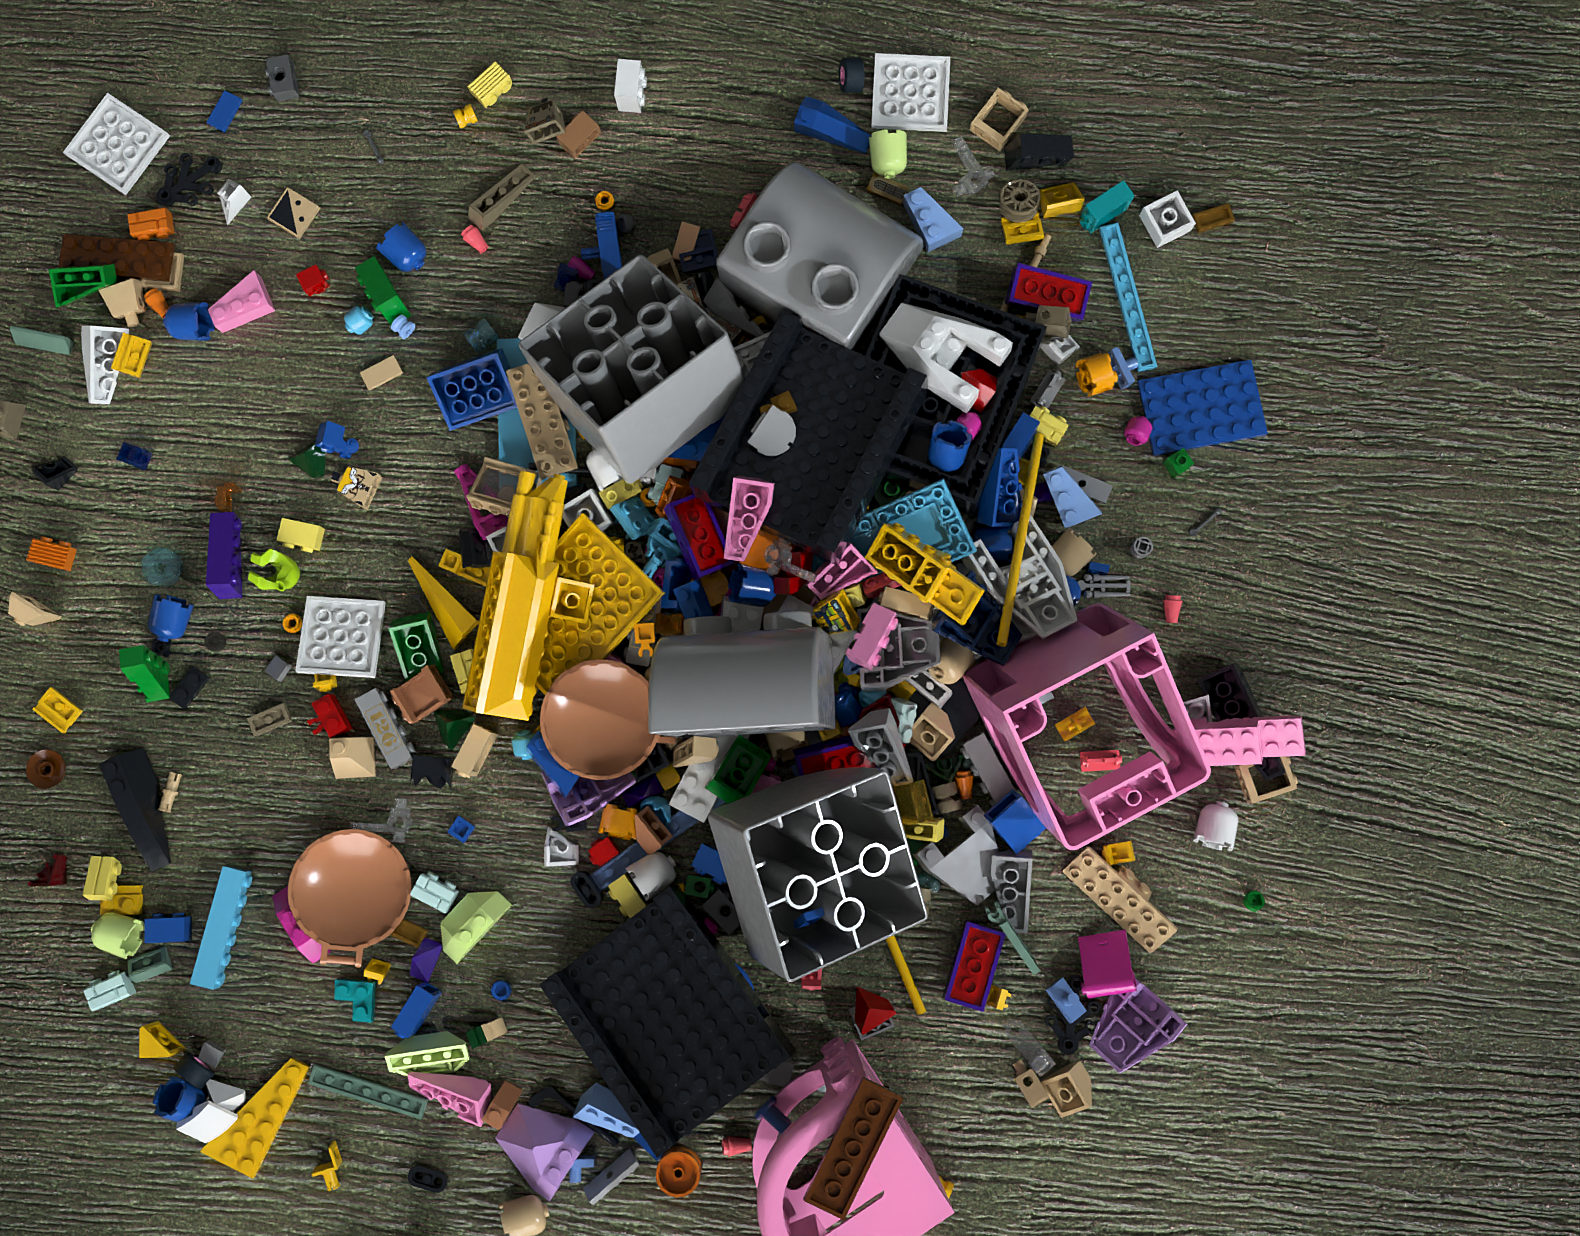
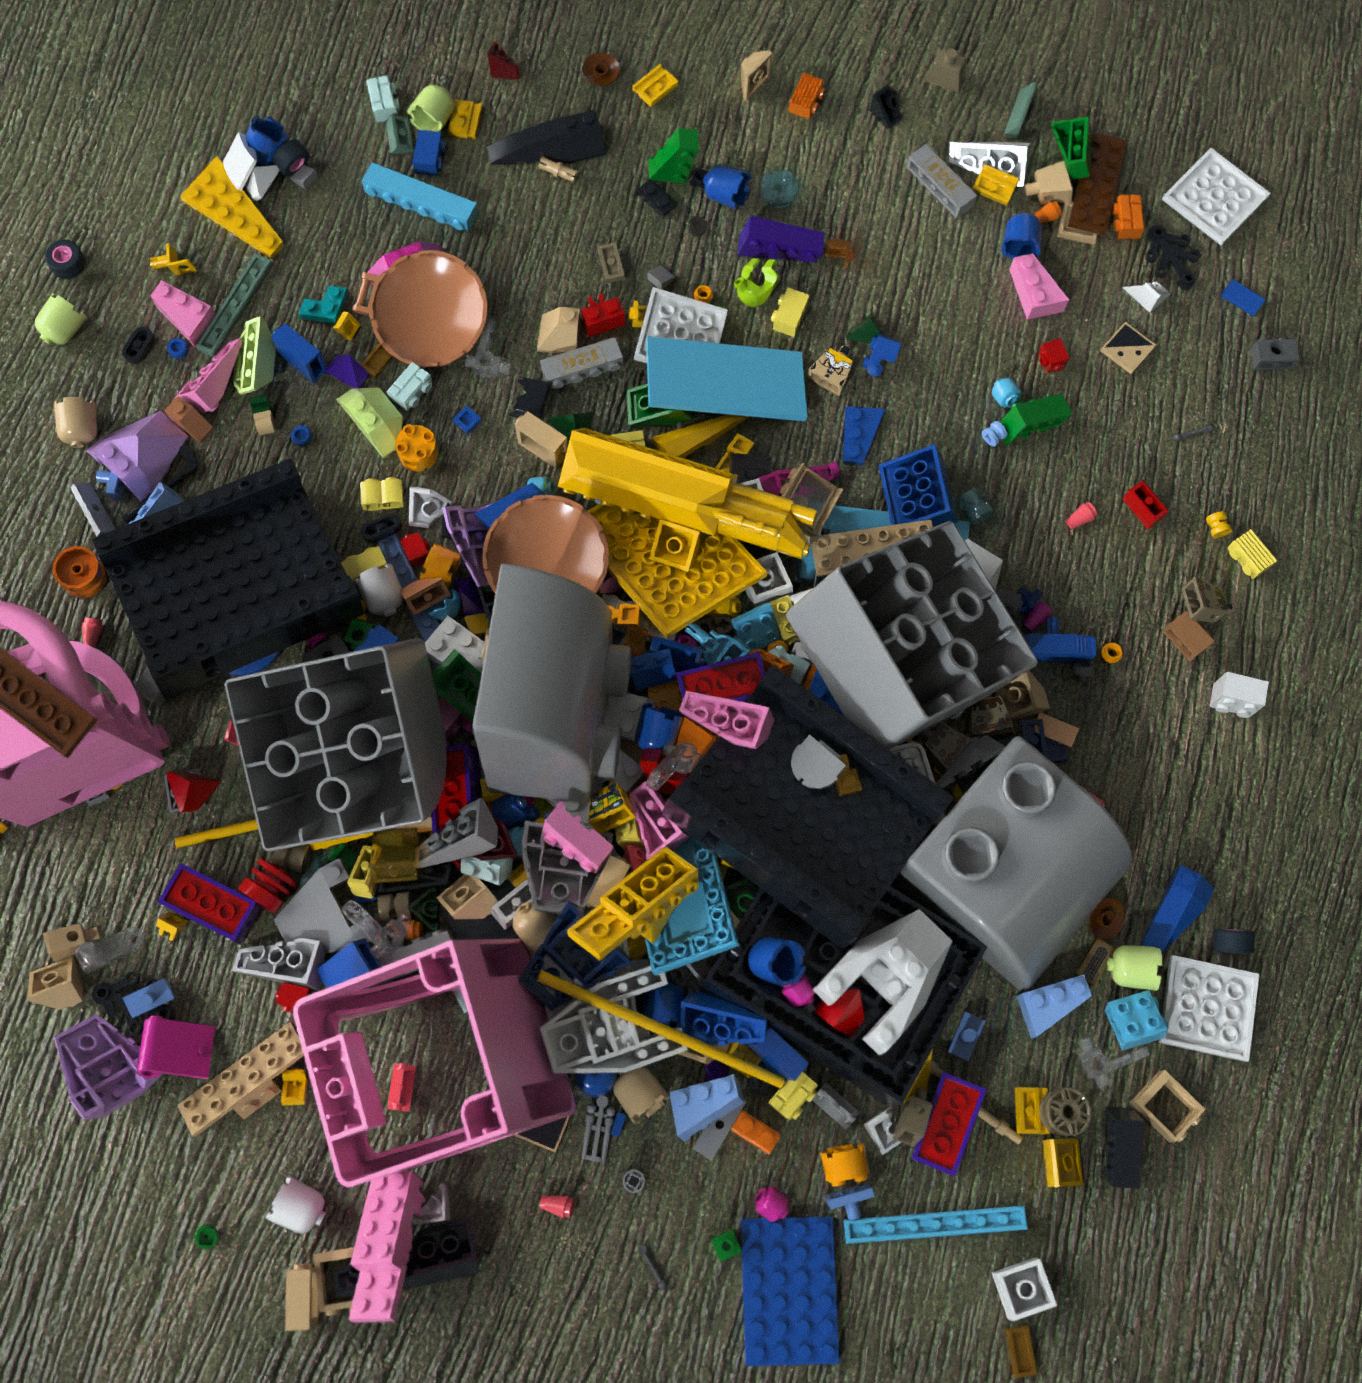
camera: 90 degrees right, 10 degrees down
(102, 878) = (487, 102): light yellow brick -> none
(133, 408) = (941, 180): none -> light grey brick
(134, 456) = (892, 176): clear blue bracket -> none
(157, 1041) = (324, 130): yellow slope -> none
(381, 372) = (948, 408): tan tile -> none
(385, 1139) = (183, 311): none -> bright pink wedge
(386, 584) = (725, 379): none -> medium azure tile
(403, 248) = (1077, 442): blue cylinder -> none
(416, 452) = (859, 431): none -> blue wing
(421, 695) = (608, 400): nougat panel -> none
(424, 1137) = (177, 348): none -> blue tile
(457, 181) = (1145, 504): none -> red brick
(499, 197) = (1125, 546): dark tan slope -> none
(499, 871) = (416, 447): none -> light orange brick
(552, 895) = (382, 494): none -> light yellow brick
(773, 1115) = (104, 665): dark blue piece -> none
(808, 918) = (291, 724): blue tile -> none
(850, 181) = (1107, 919): none -> reddish brown dish
(933, 149) = (1136, 1020): none -> medium azure brick
(950, 916) = (267, 885): none -> red wheel
(970, 289) = (966, 1036): none -> medium blue tile
(978, 806) = (374, 932): none -> clear piece
(999, 917) = (227, 949): sand green tile -> none
(1042, 872) = (289, 994): none -> red brick
(1074, 724) = (446, 1064): yellow hips -> none
(1083, 451) = (755, 1132): none -> orange brick
(1106, 207) = (1045, 1214): teal window -> none
(1289, 805) = (301, 1298): none -> tan window

